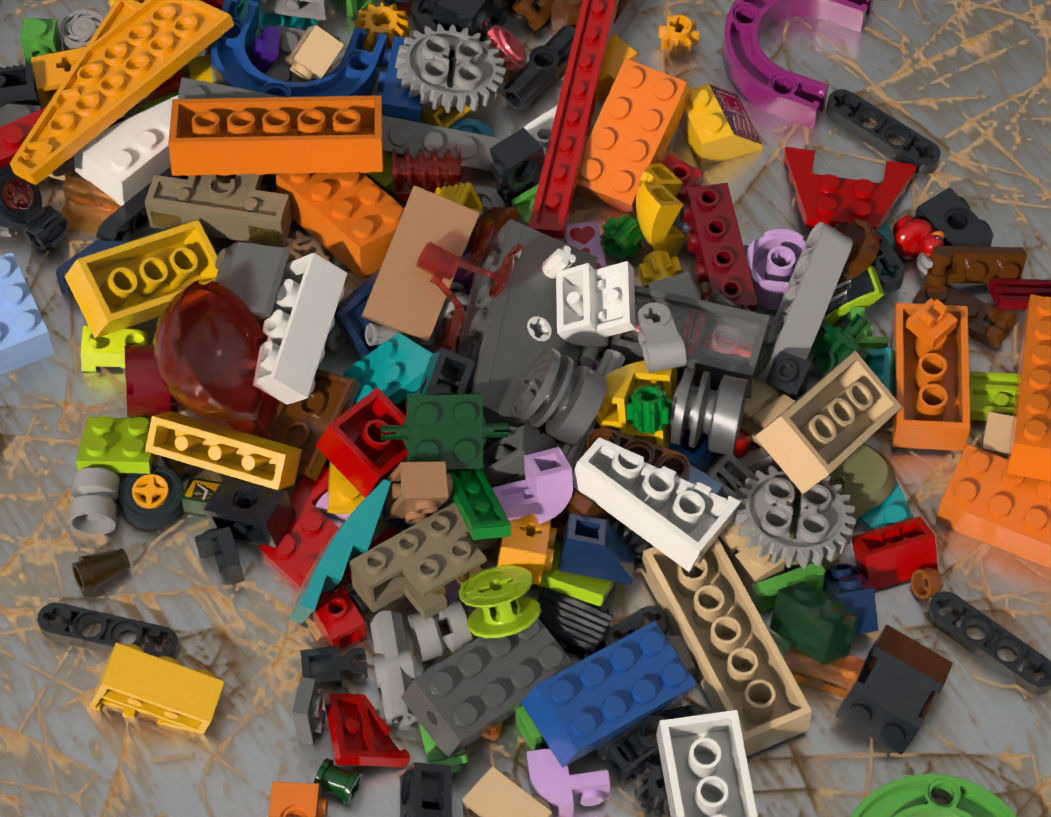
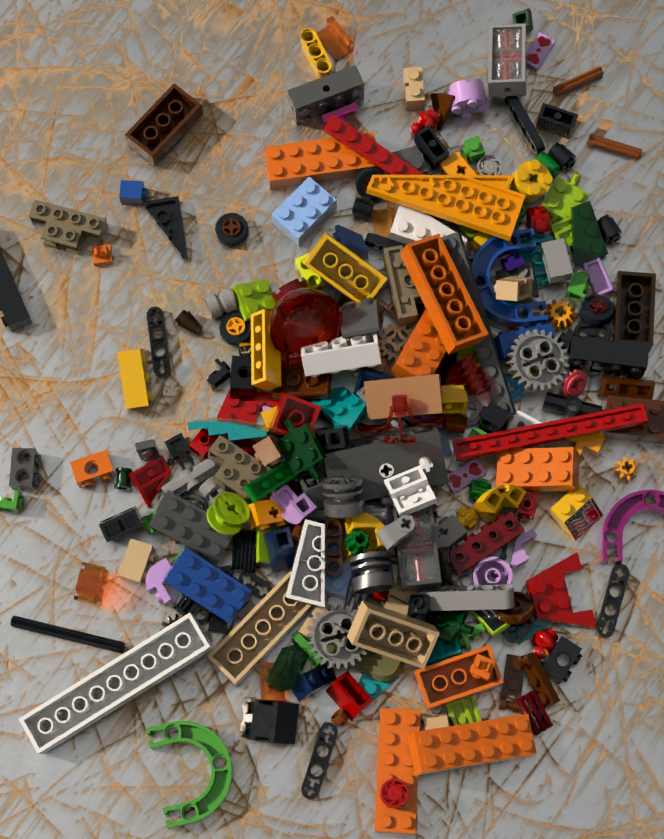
camera: 70 degrees right, 15 degrees up
(751, 220) = (519, 556): none -> lavender slope

